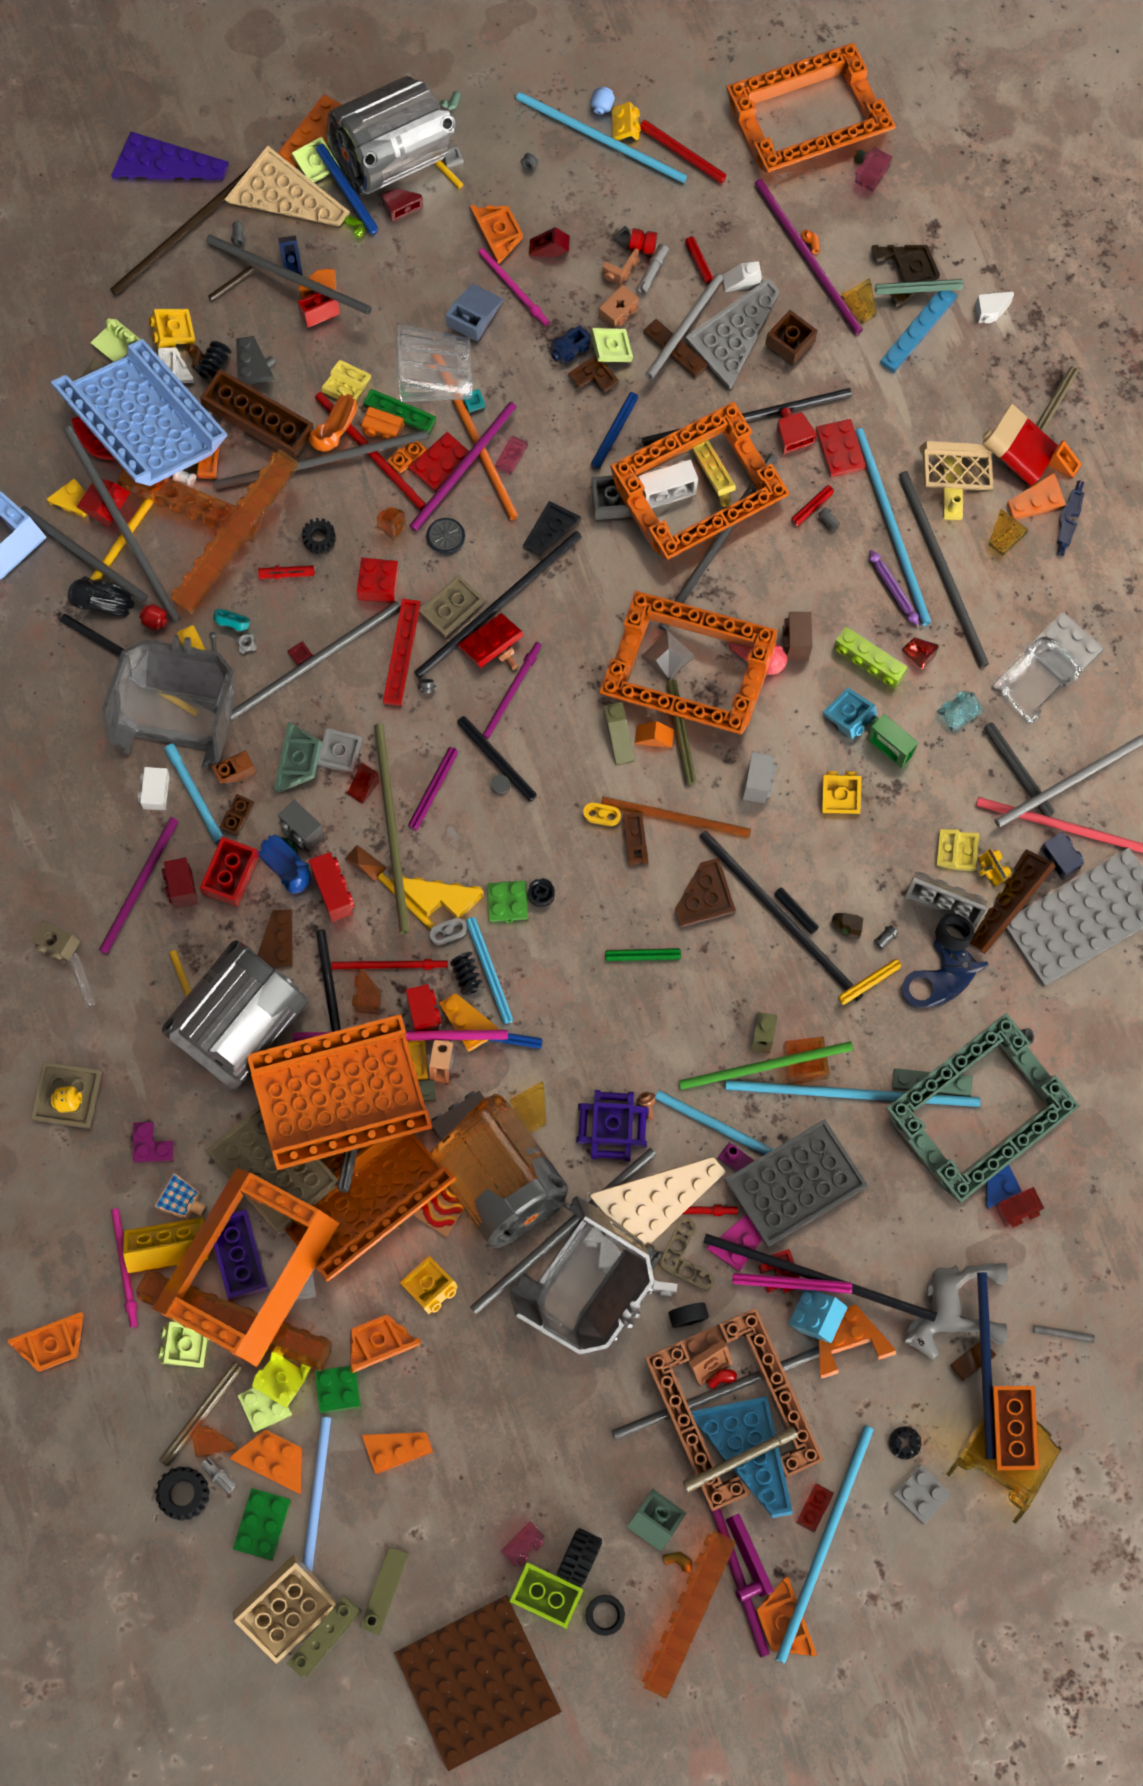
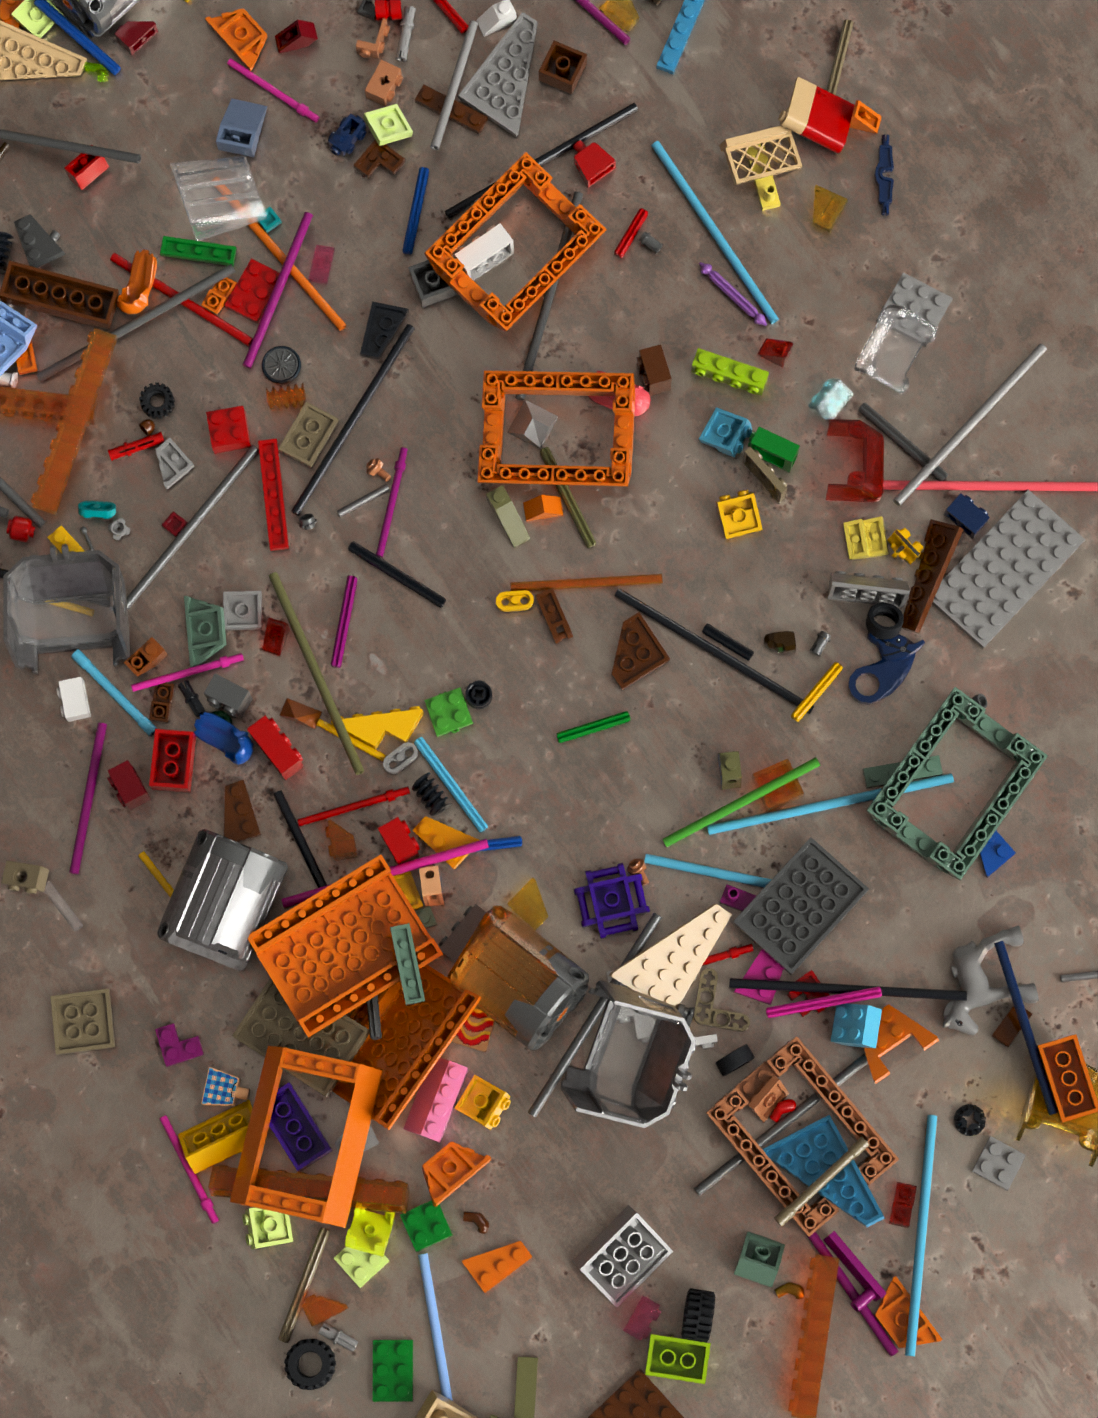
camera: 10 degrees left, 5 degrees up
(50, 1343) = (142, 1260): orange wing -> none
(66, 1099) = (84, 1026): yellow head -> none
(266, 819) = (191, 698): none -> black axle
(273, 1459) = (385, 1307): orange wing -> none
(290, 254) = (41, 119): dark blue slope -> none
(302, 557) = (147, 426): none -> reddish brown hinge
(307, 793) = (223, 662): none -> dark pink bar
(315, 596) = (172, 462): none -> light grey wing
(325, 277) = (82, 134): orange slope -> none
(346, 380) = (136, 235): light yellow slope -> none
(382, 424) = (185, 270): orange brick -> none
(385, 1269) = (436, 1100): none -> bright pink slope
(391, 522) = (224, 366): clear orange slope -> none
(391, 1400) = (479, 1219): none -> reddish brown arm
(394, 1127) = (407, 964): none -> sand green plate
(441, 565) = (286, 396): none -> clear orange piece
(485, 681) = (363, 500): none -> flat silver bar
(490, 640) = (356, 458): red plate -> none
(500, 784) = (408, 599): dark grey tile -> none
(522, 1477) = (622, 1256): none -> light grey slope
(620, 1618) = (751, 1357): black tyre -> none
(715, 472) = (526, 226): light yellow piece -> none
(760, 778) = (655, 521): light grey brick -> none
(840, 447) = (642, 166): red plate -> none
(877, 761) = (765, 474): none -> dark tan plate
(944, 570) = (776, 261): dark grey piece -> none
(967, 796) = (865, 484): none -> clear red windscreen
(1020, 1207) = (1017, 868): clear red brick -> none
(1037, 499) = (848, 165): orange wing -> none

